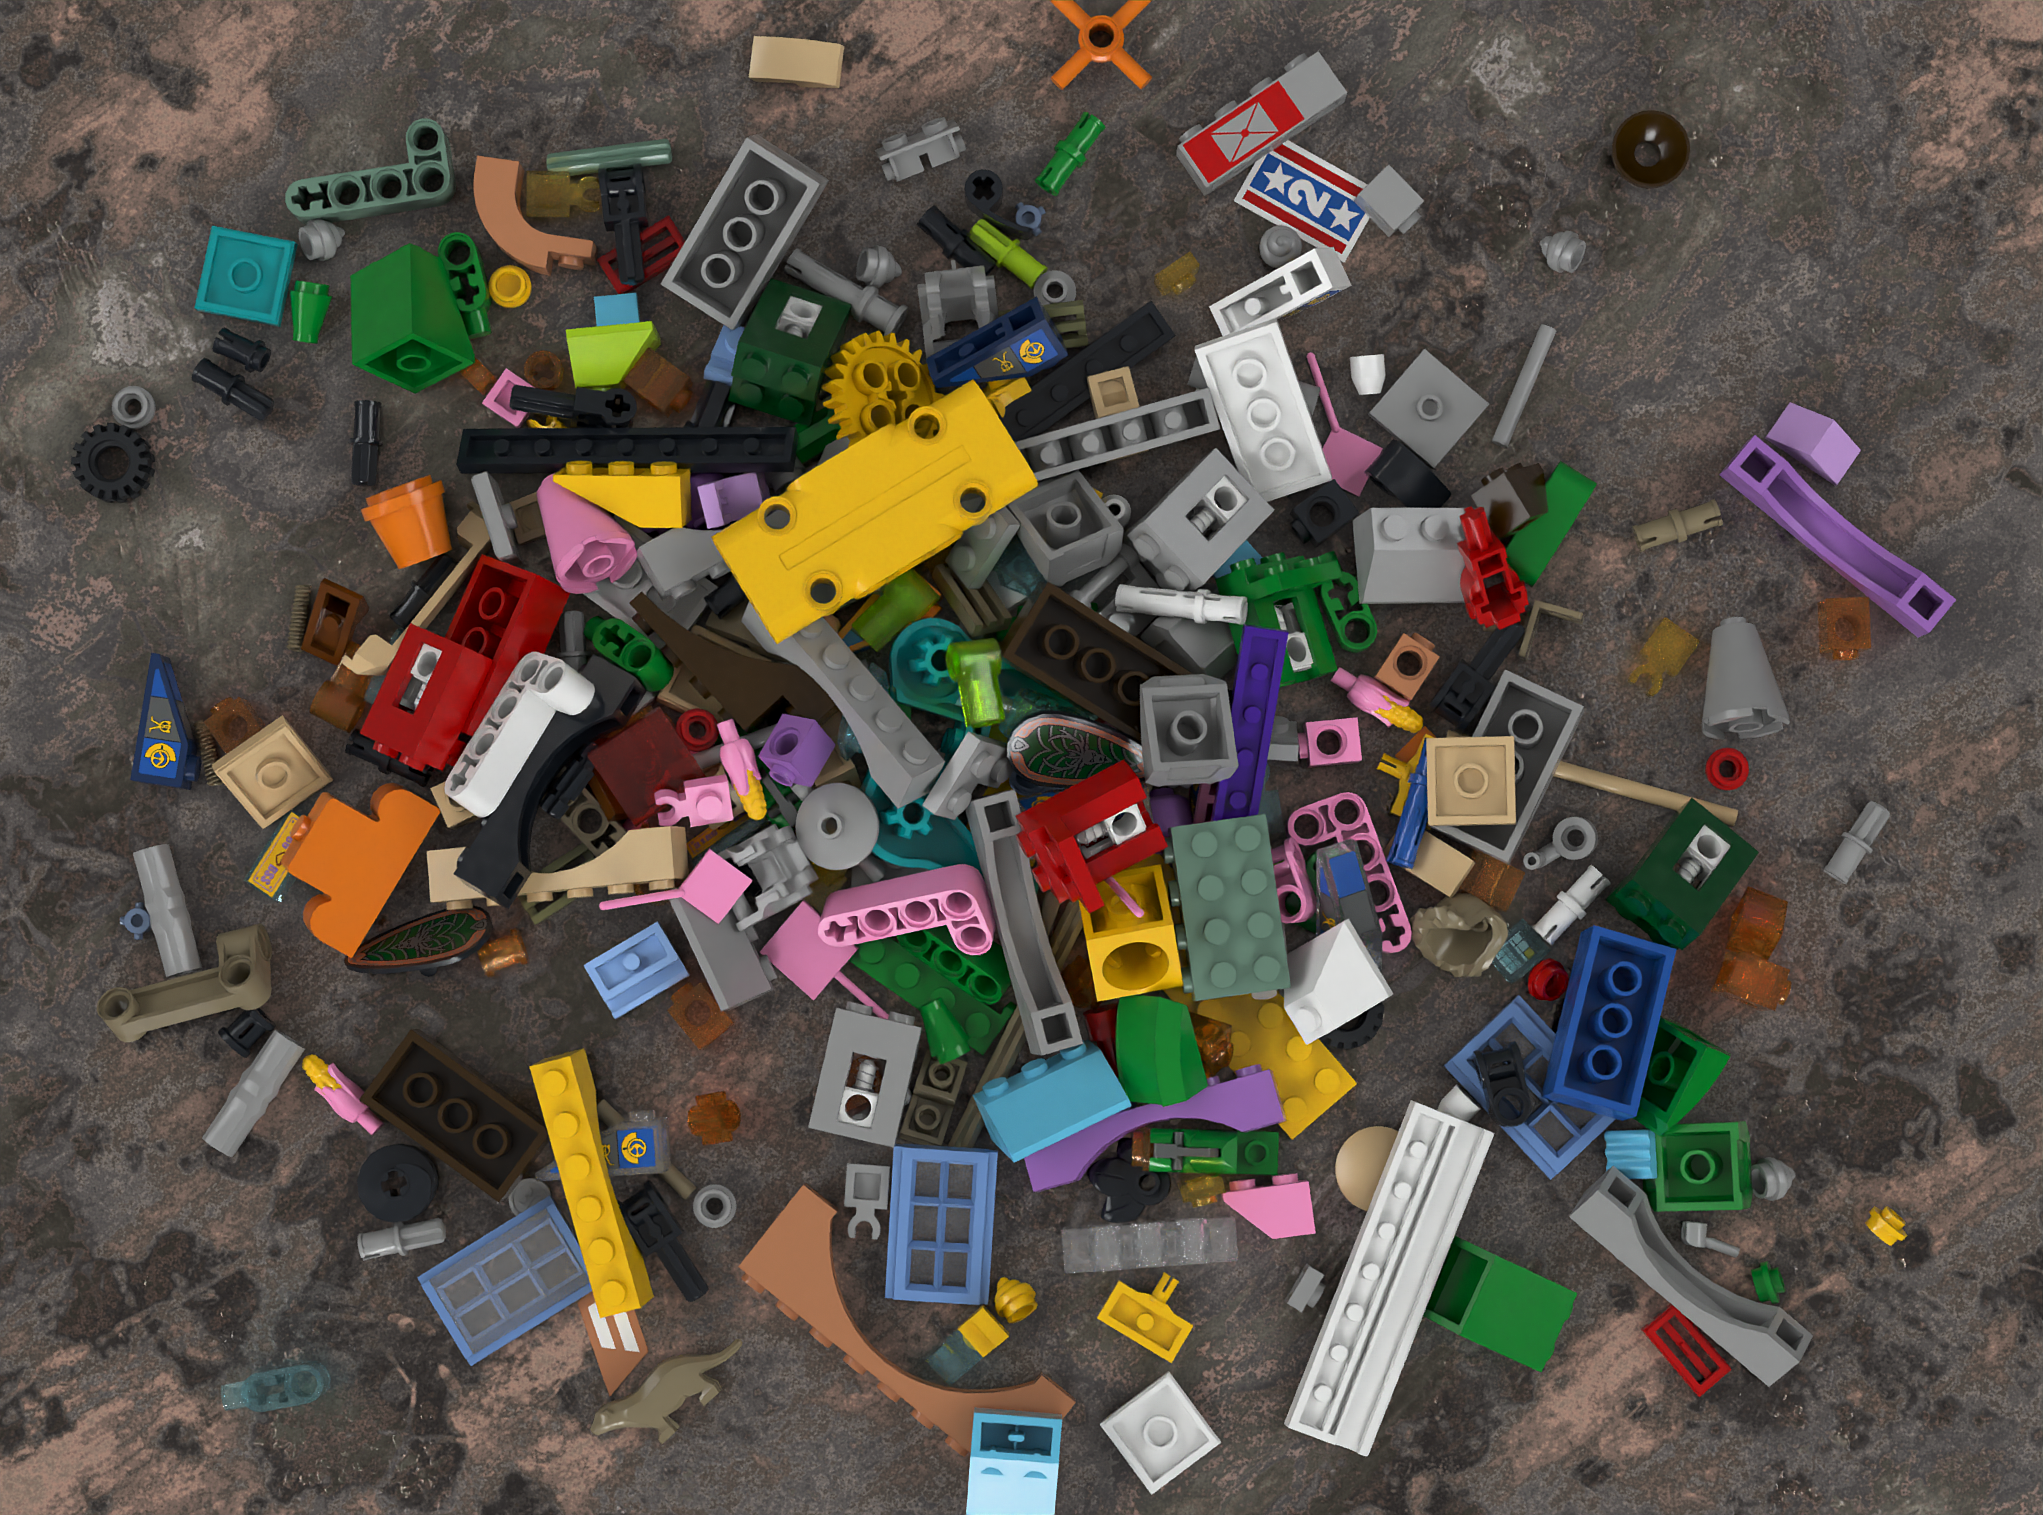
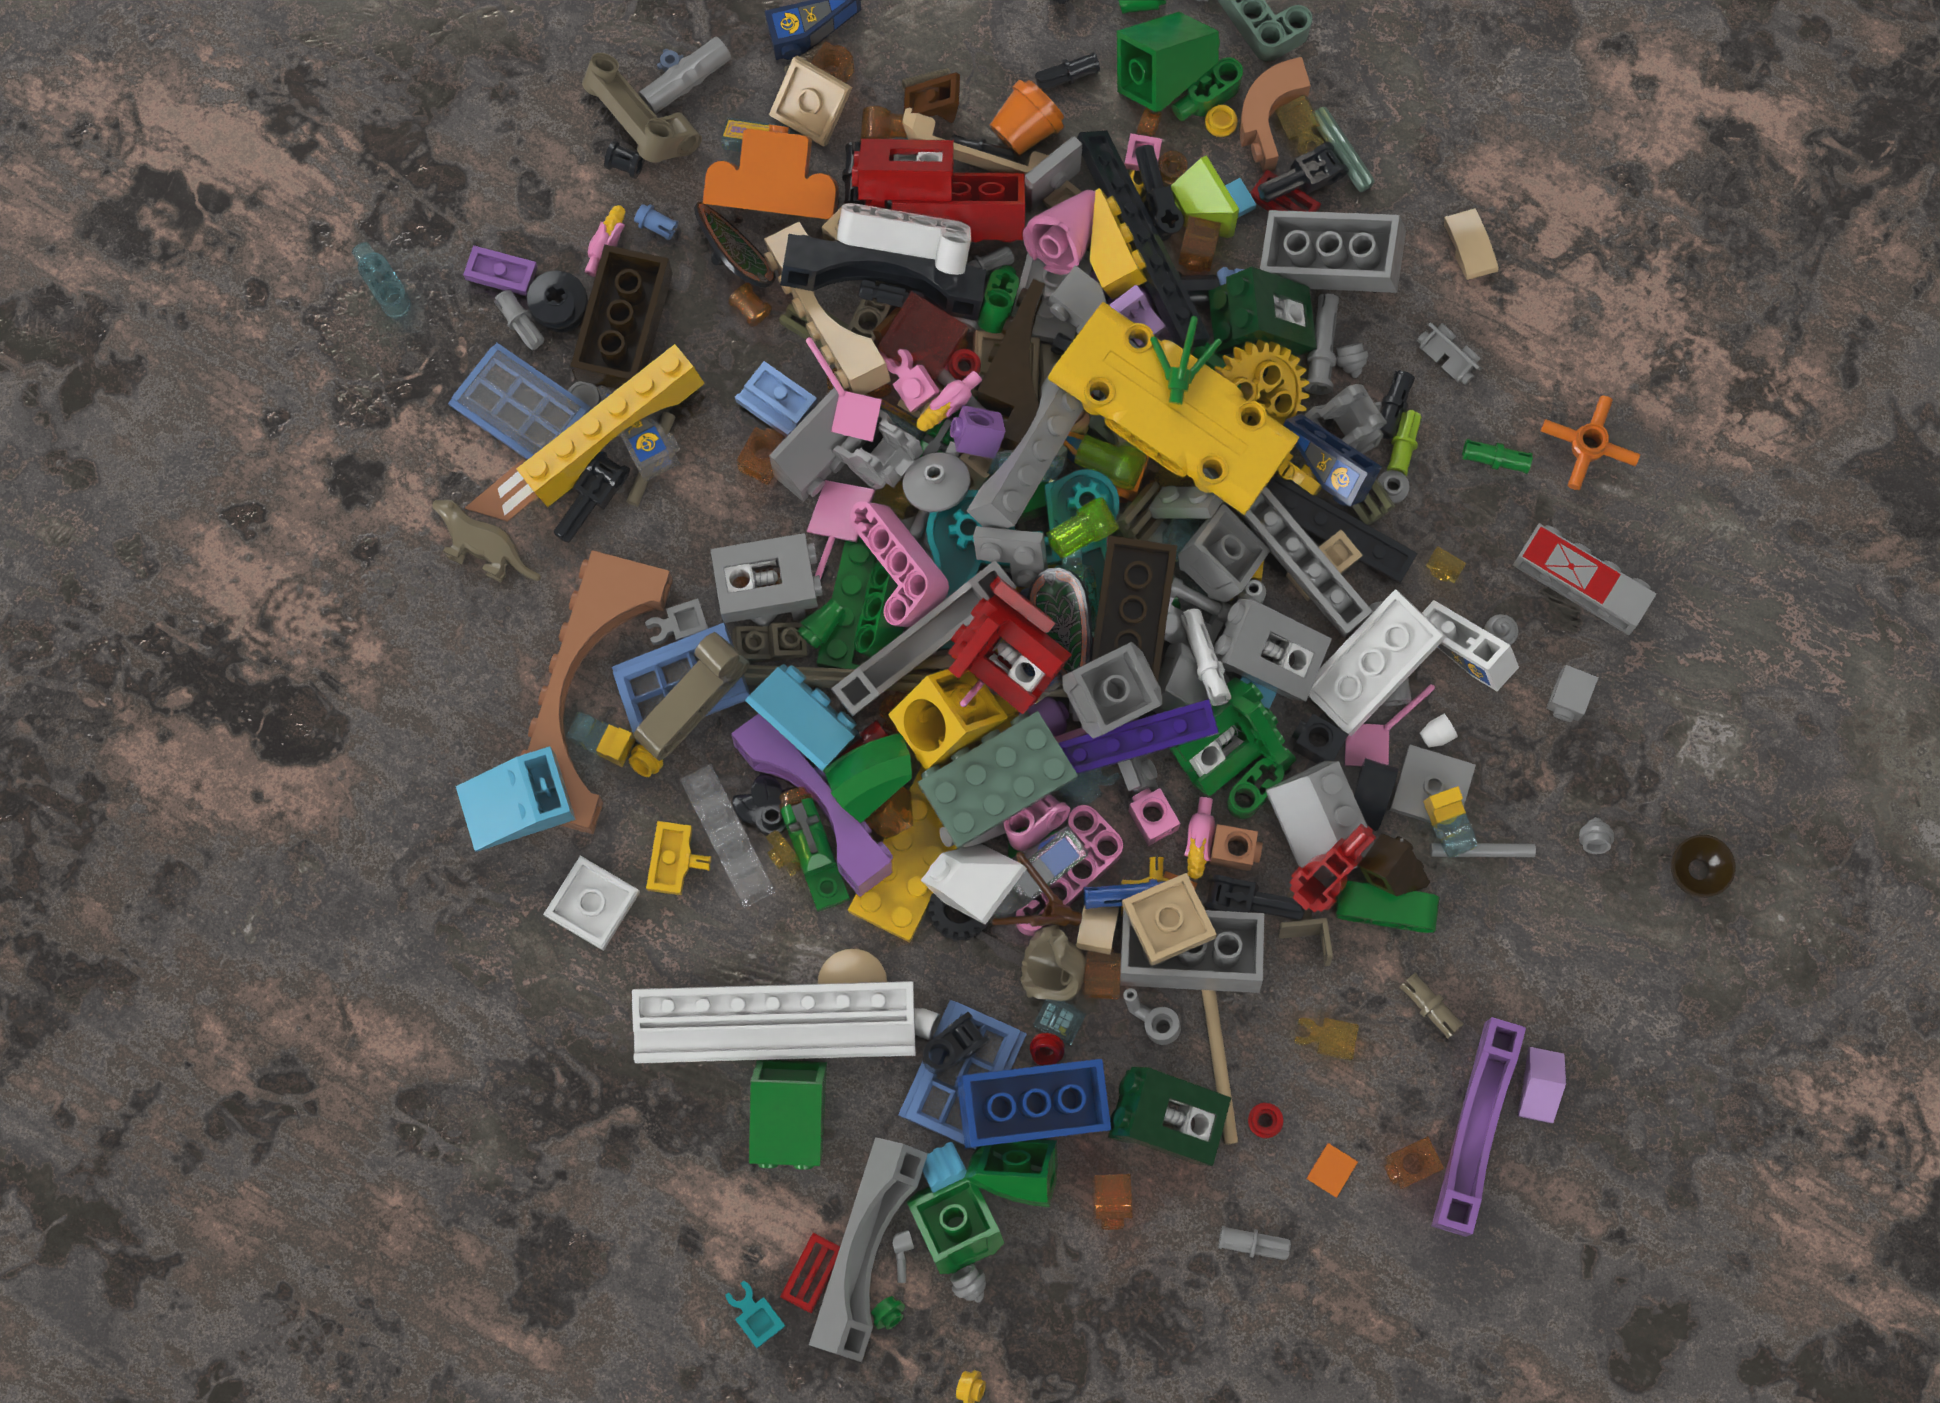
camera: 65 degrees right, 10 degrees down
(253, 1093) = (581, 181): light grey axle -> none
(327, 1237) = (500, 270): none -> medium lavender plate
(344, 1023) = (655, 221): none -> medium blue pin
(704, 1215) = (623, 515): light grey plate -> none
(714, 1118) = (692, 493): clear orange gear -> none
(851, 489) = (1181, 377): none -> green plant
(956, 1182) = (692, 697): none -> dark tan beam
(986, 208) = (1435, 417): black panel -> none
(1029, 217) = (1436, 448): sand blue piece -> none
(1042, 792) = (1022, 604): none -> red tile
(1275, 1208) = (791, 918): bright pink slope -> none
(1306, 195) = (1546, 636): sticker -> none
(1306, 1289) = (740, 964): light grey plate -> none
(1403, 906) = (1054, 910): none -> reddish brown plant
(1482, 409) = (1451, 822): none -> leg
(1571, 905) = (1111, 1044): white pin -> none
(1715, 1431) = (758, 1319): none -> teal plate
(1741, 685) = (1332, 1101): light grey cone -> none
(1757, 923) = (1157, 1188): clear orange brick -> none
(1811, 719) = (1332, 1170): none -> orange sticker

